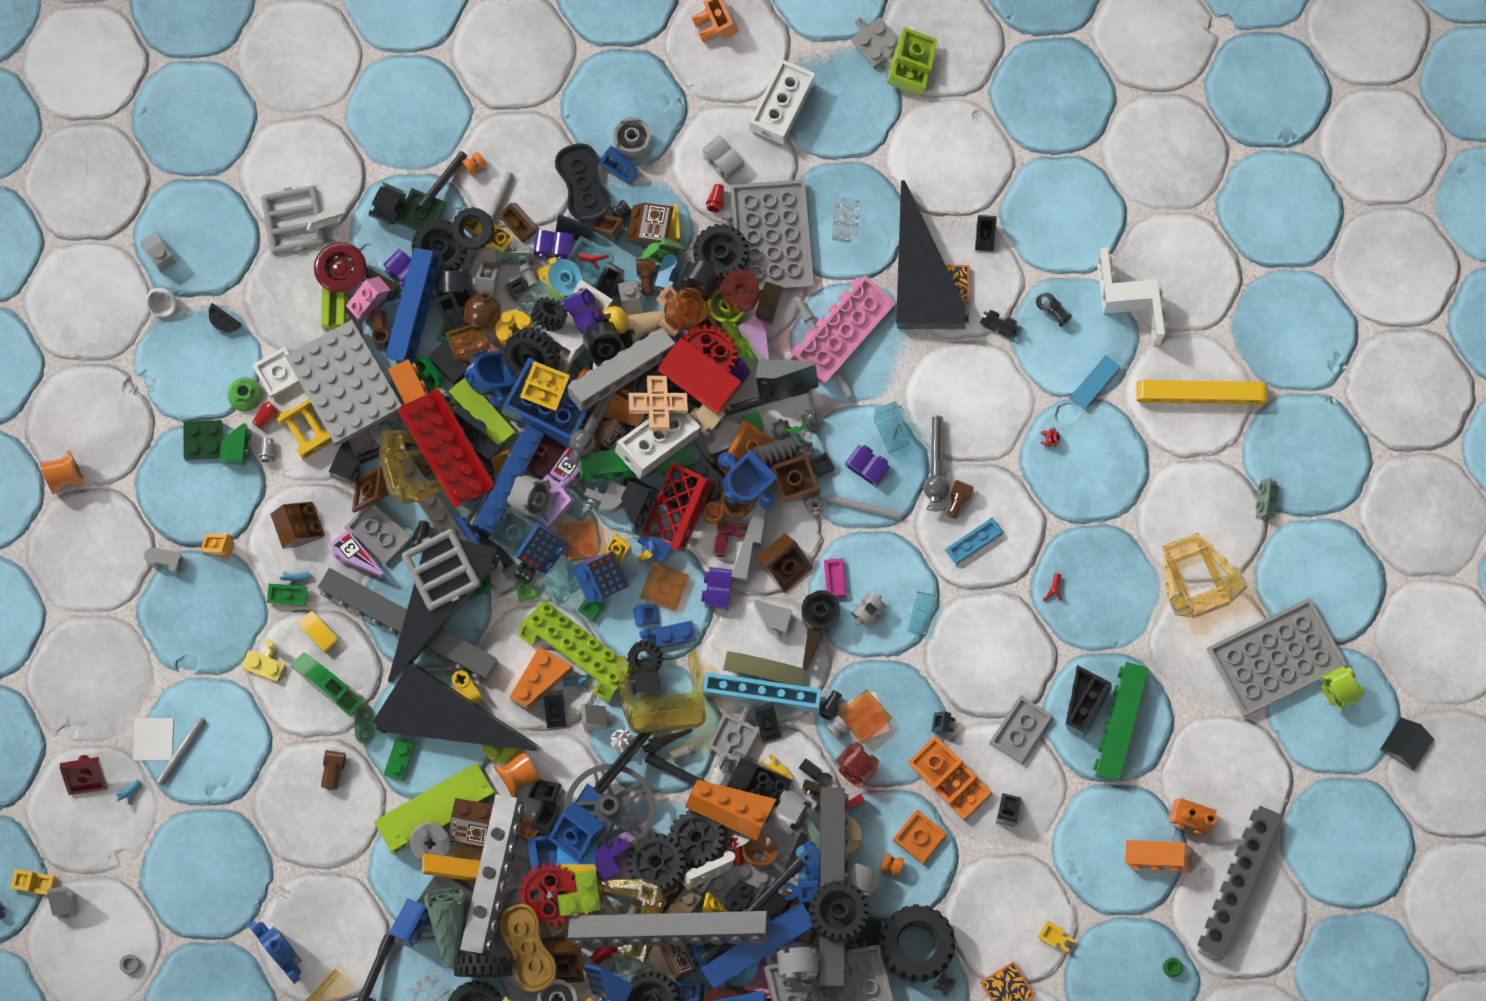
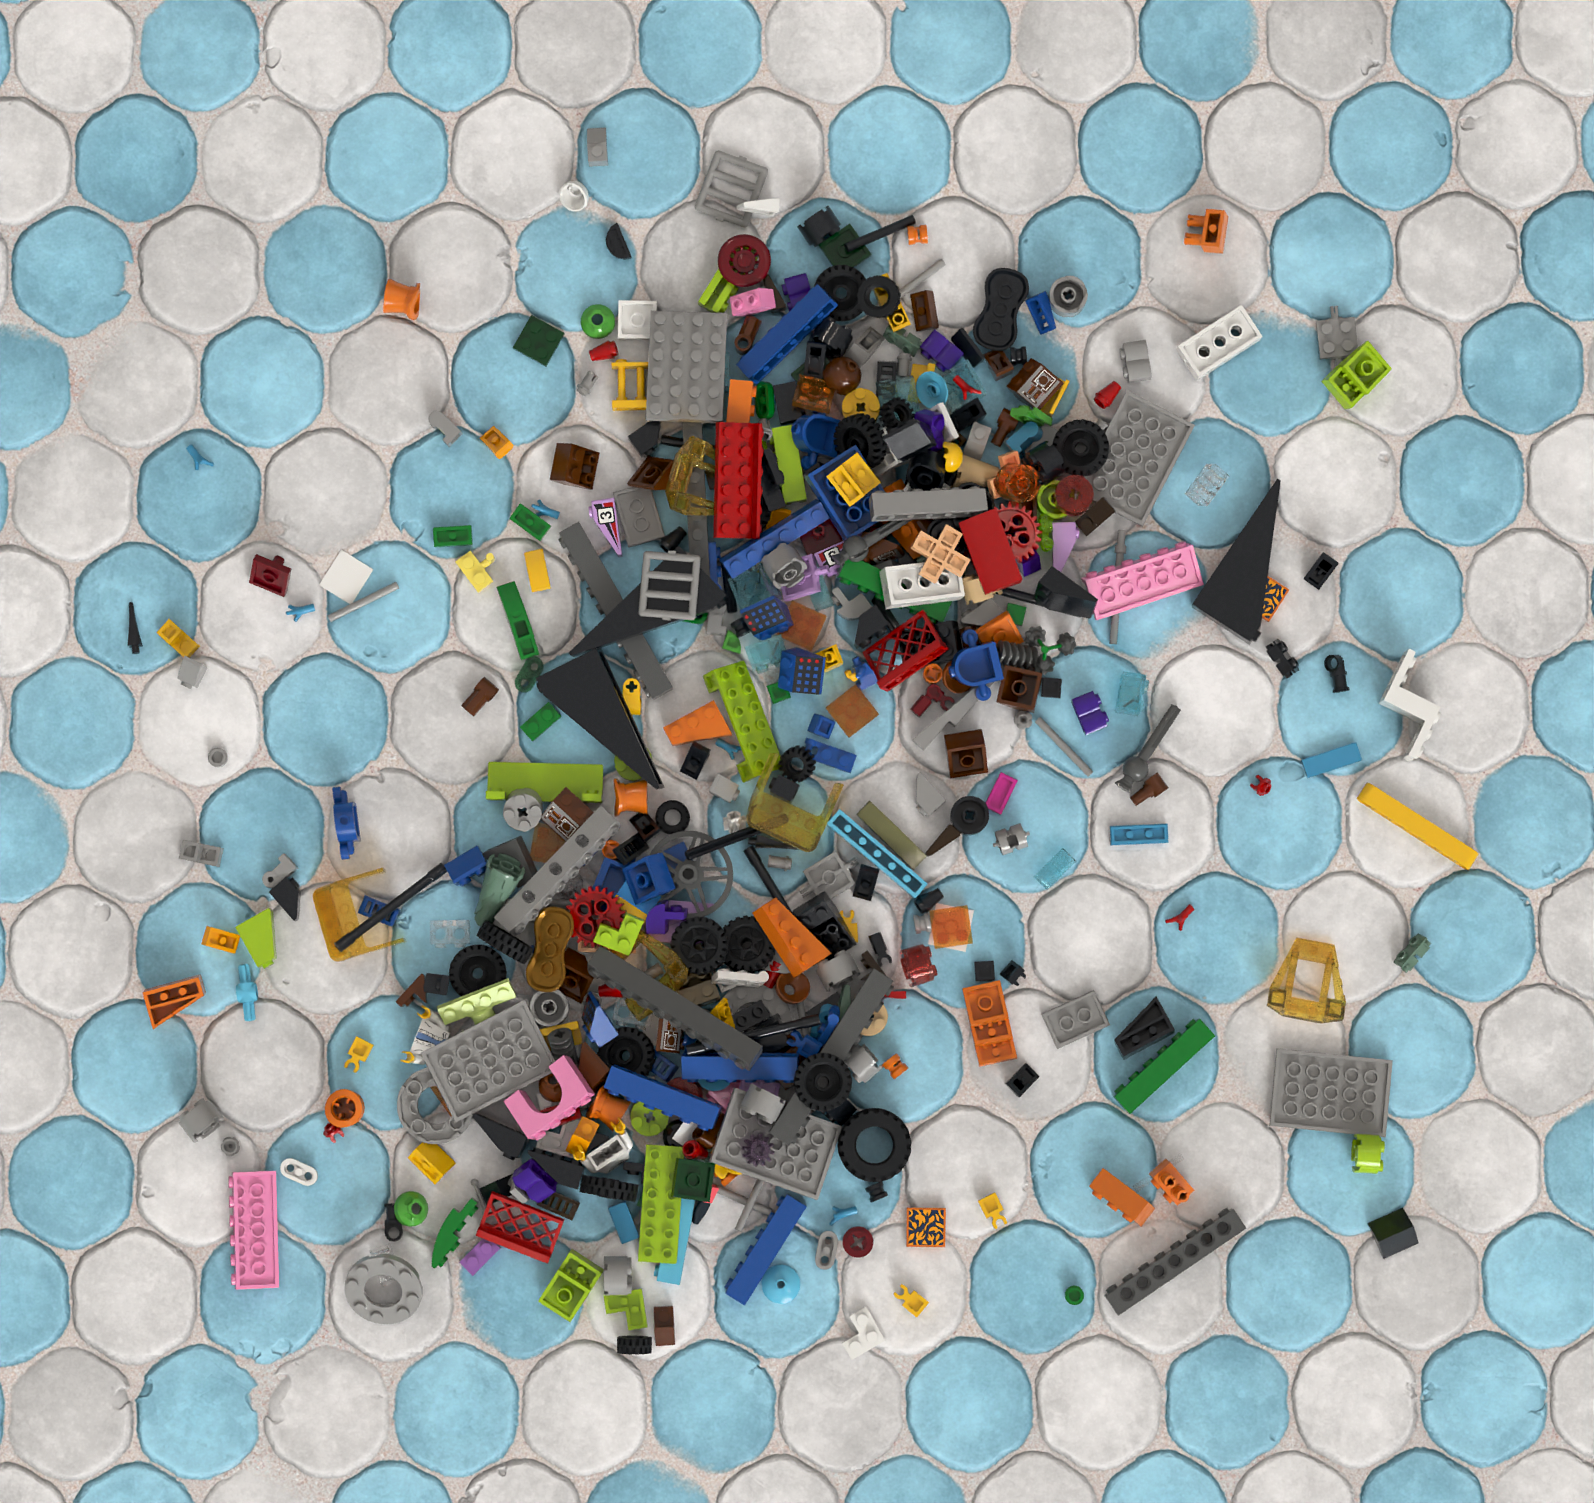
camera: 30 degrees right, 10 degrees up
(226, 647) = (452, 536): none -> green plate
(234, 446) = (562, 363): green slope -> none
(450, 867) = (527, 842): light orange tile -> none
(564, 758) = (669, 805): none -> black tyre
(572, 322) = (909, 439): none -> slope
(718, 588) = (895, 741): dark purple brick -> none
(916, 736) = (984, 971): none -> black tile
(919, 837) = (933, 1056): orange tile -> none

